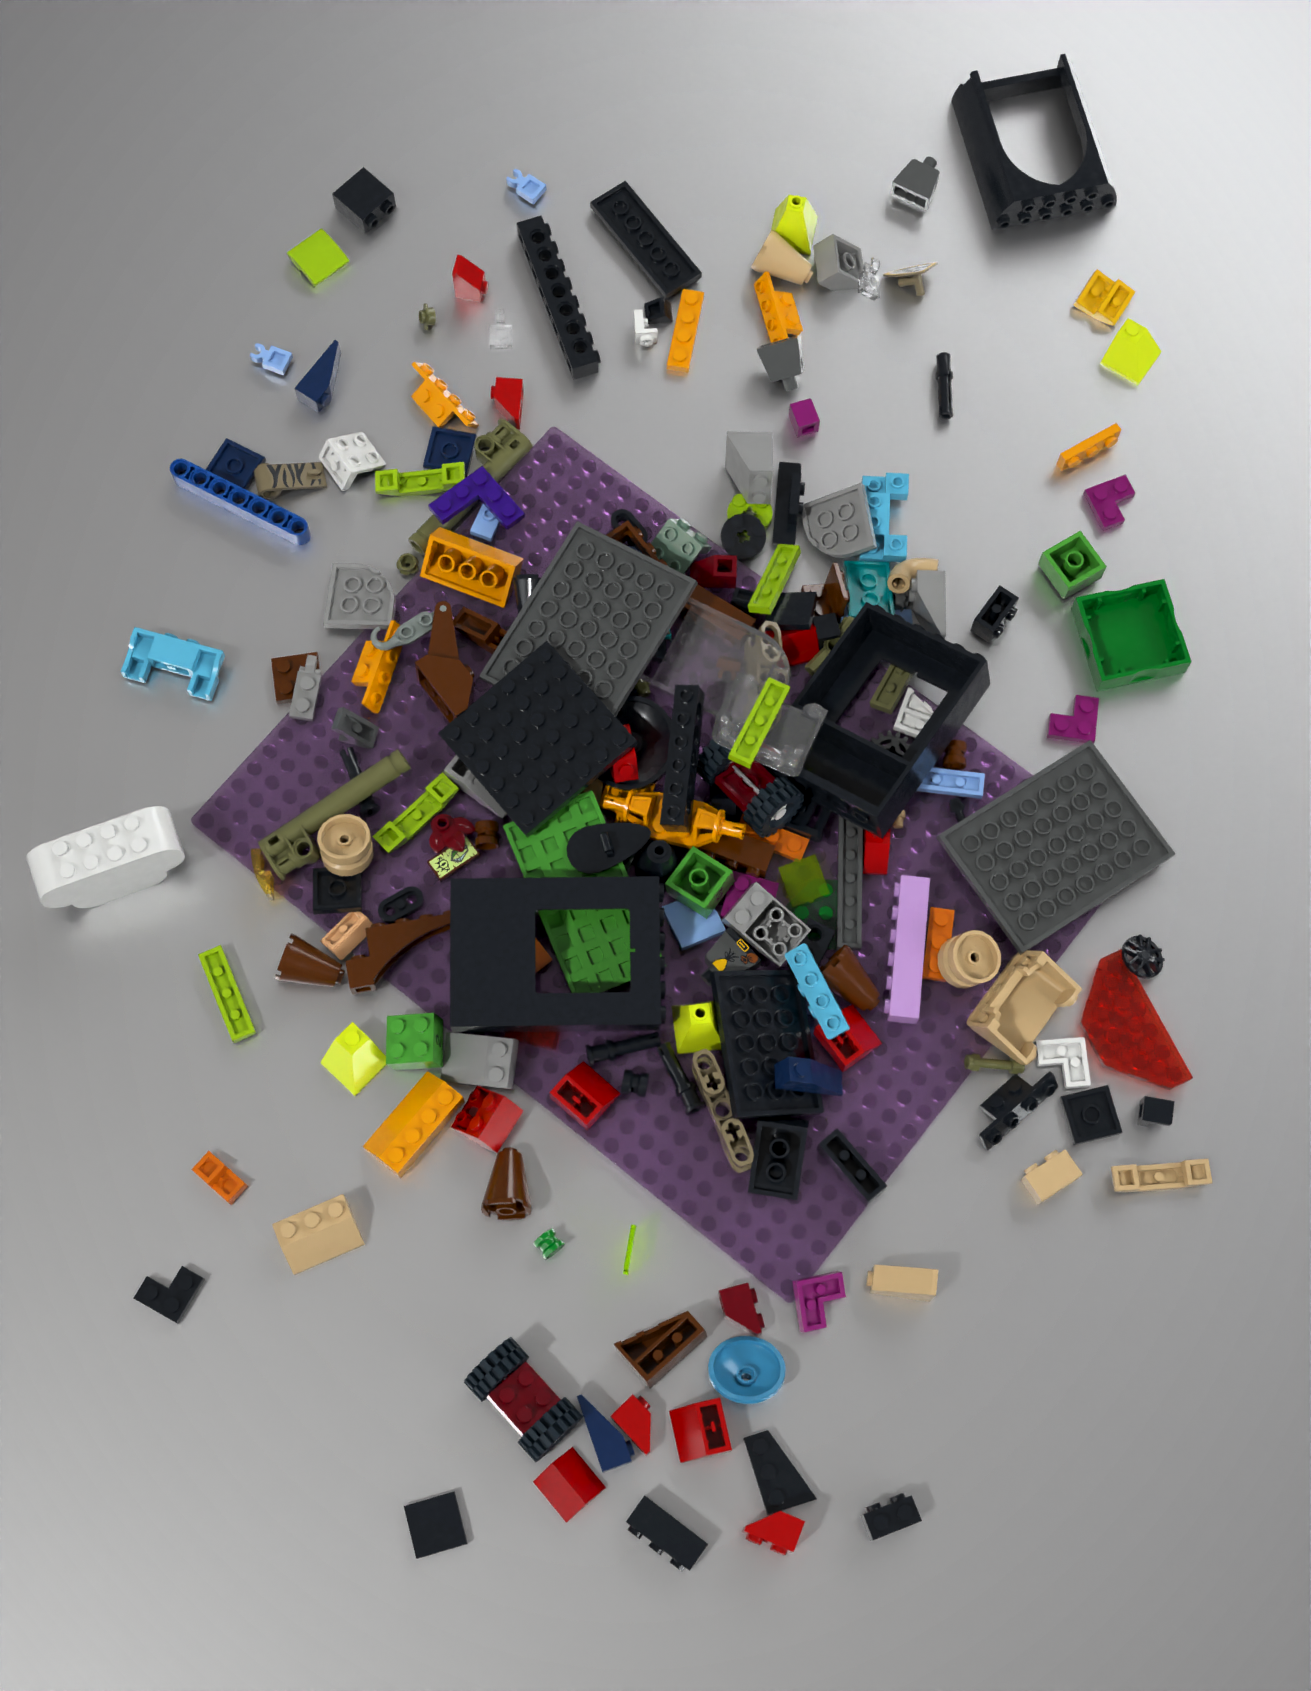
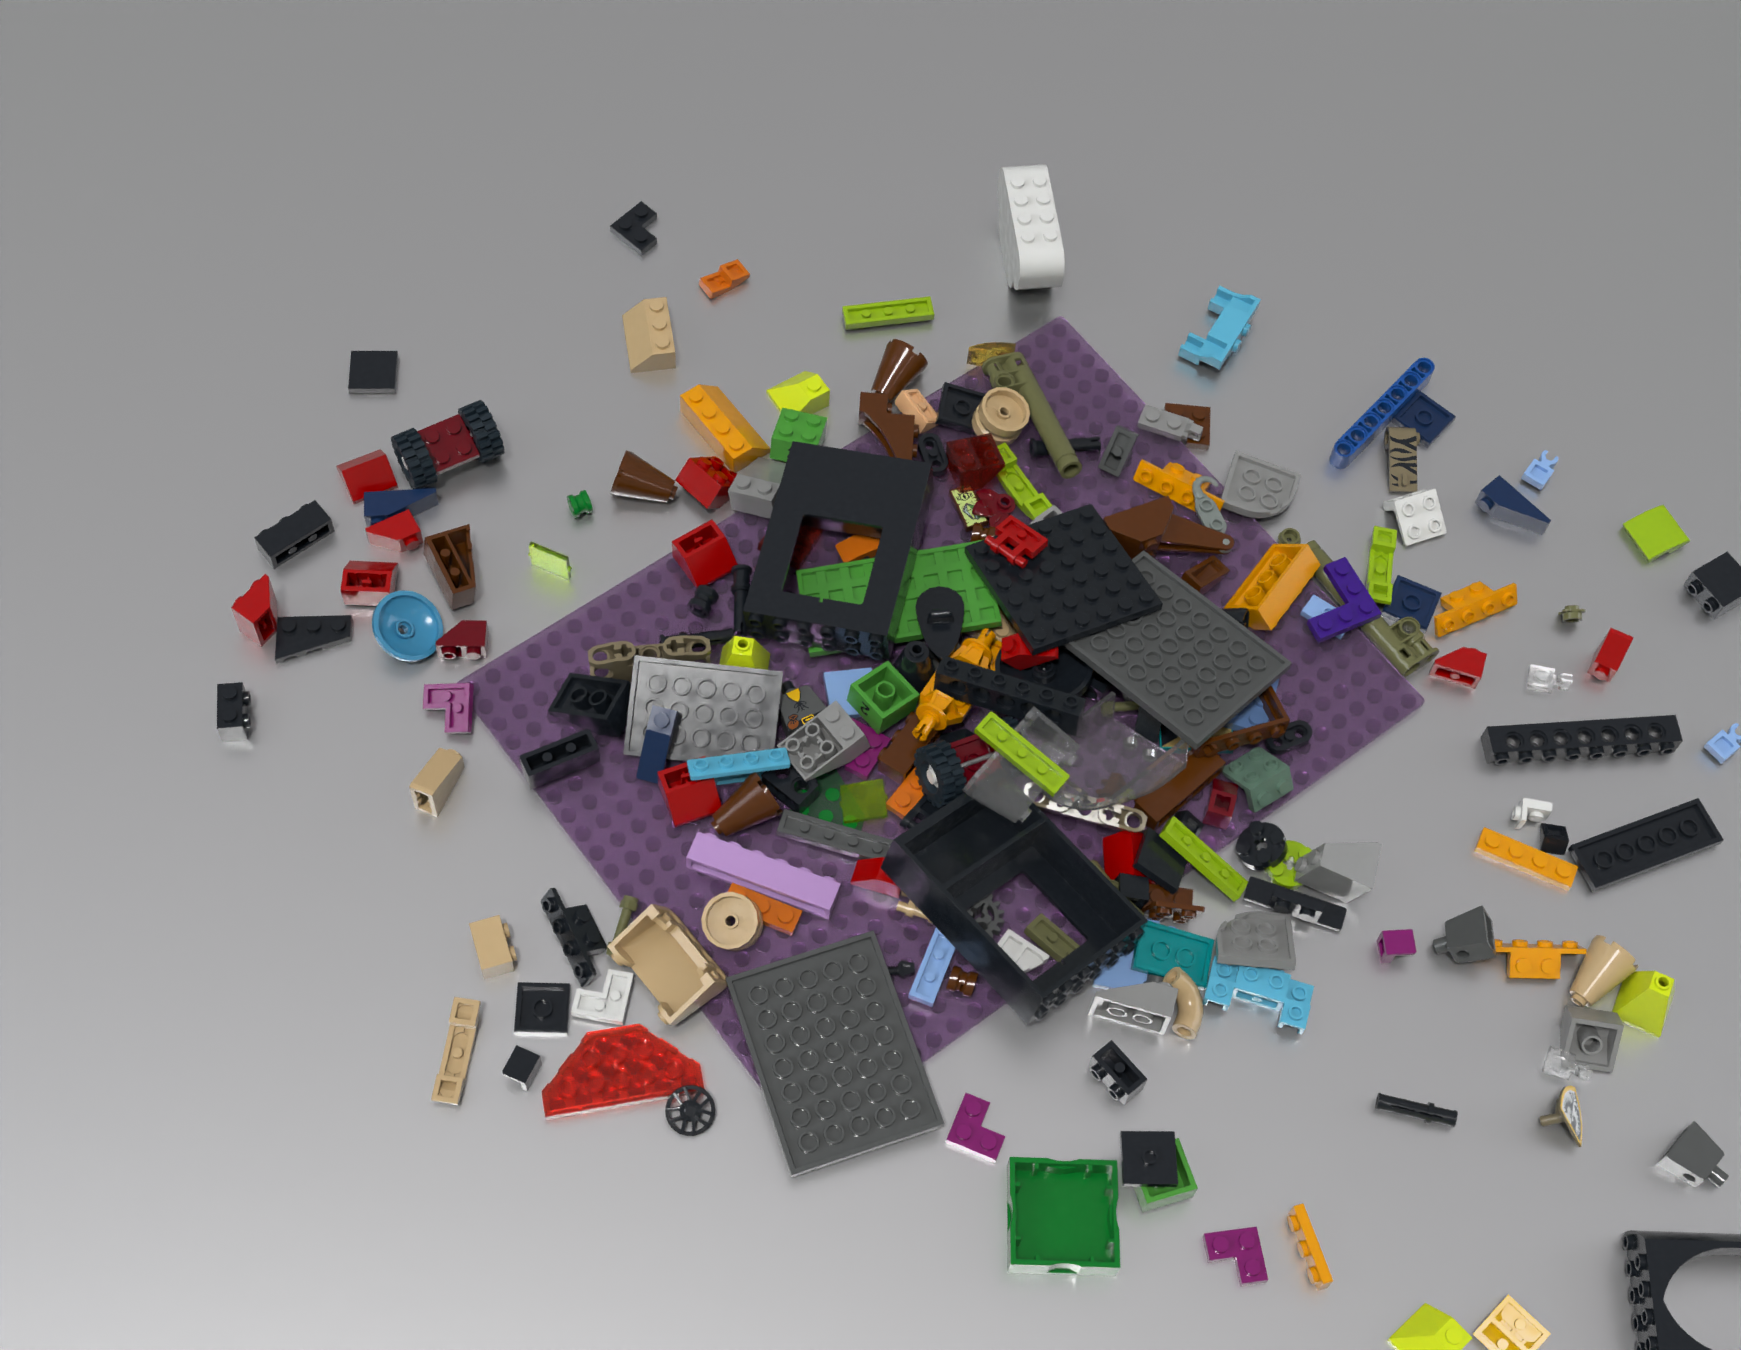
camera: 100 degrees right, 10 degrees down
(406, 858) = (973, 461): none -> clear red slope
(508, 781) = (1019, 536): none -> red plate
(1071, 570) = (1148, 1159): none -> black plate

